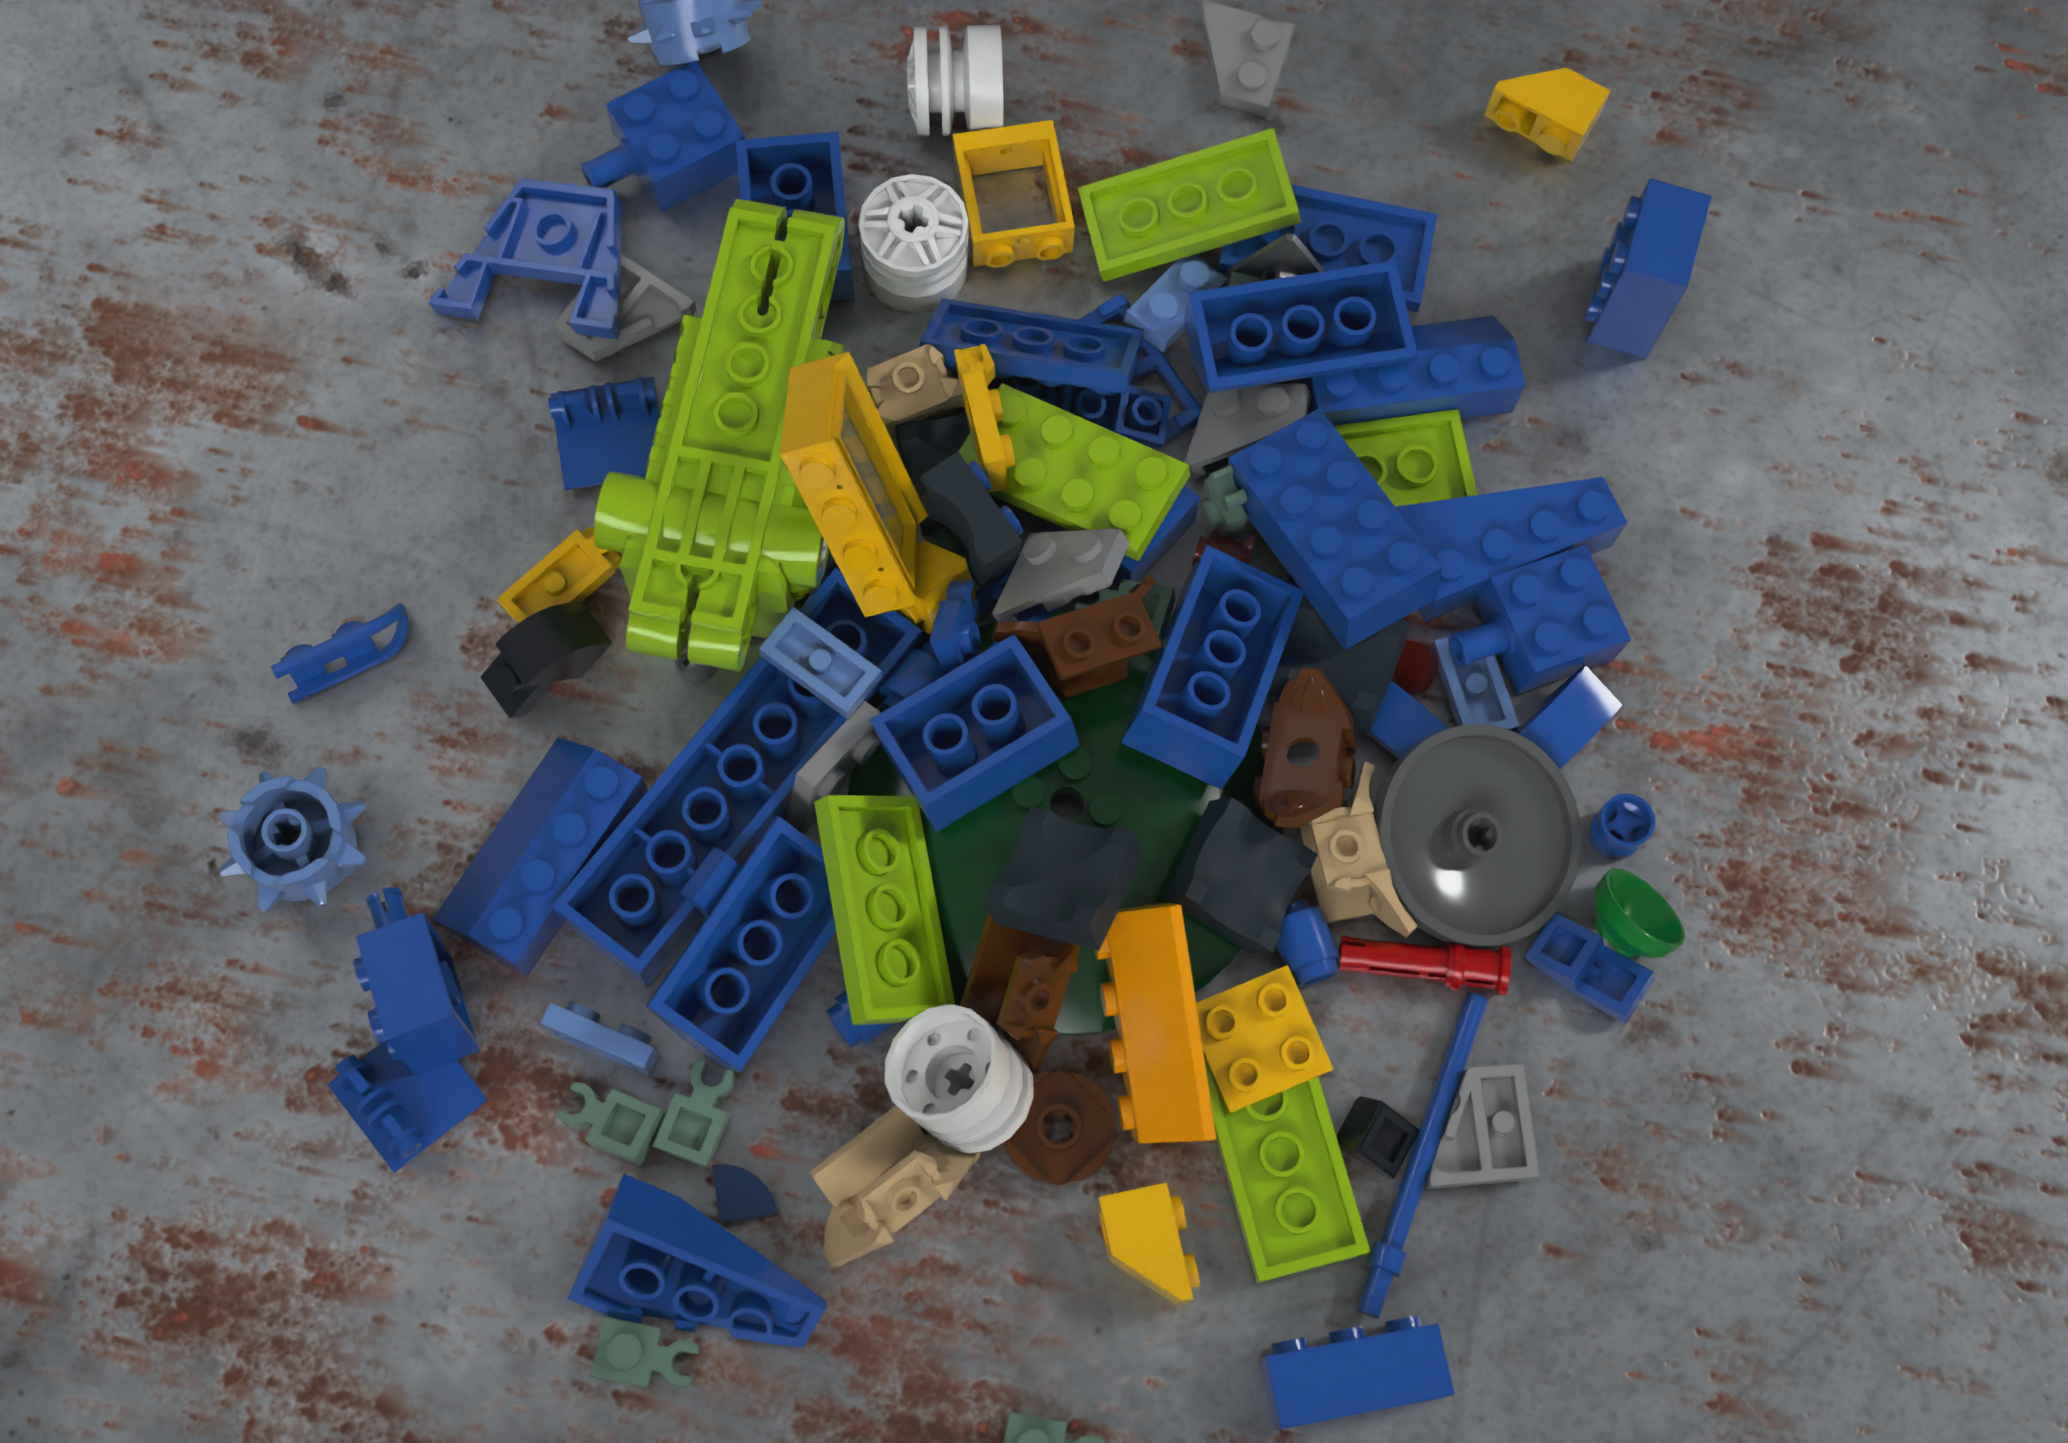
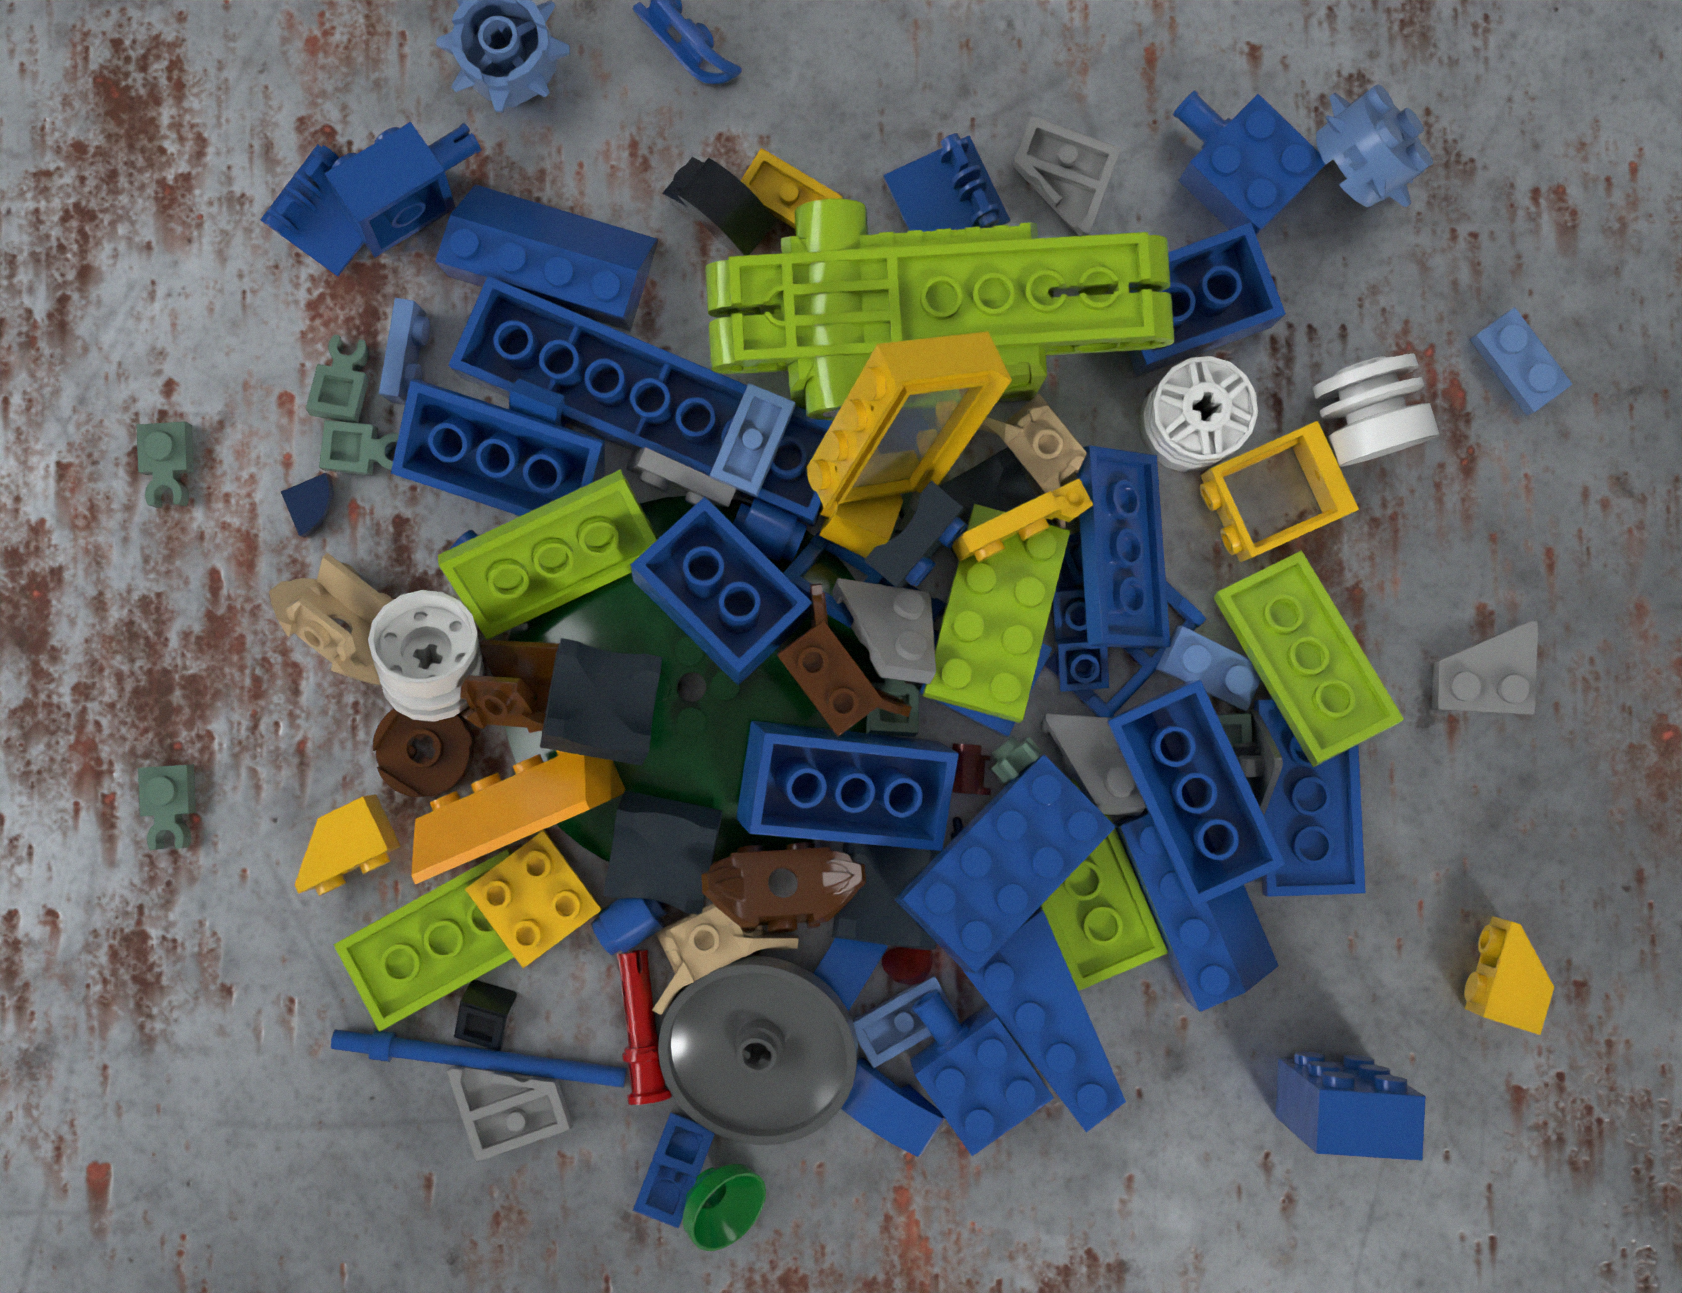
camera: 80 degrees right, 15 degrees up
(552, 236) = (1120, 86): blue wing -> none
(678, 1265) = (241, 457): blue wedge -> none
(955, 632) = (811, 550): blue plate -> none
(1355, 1373) = (278, 1040): blue brick -> none
(1631, 820) = (807, 1186): blue wheel -> none

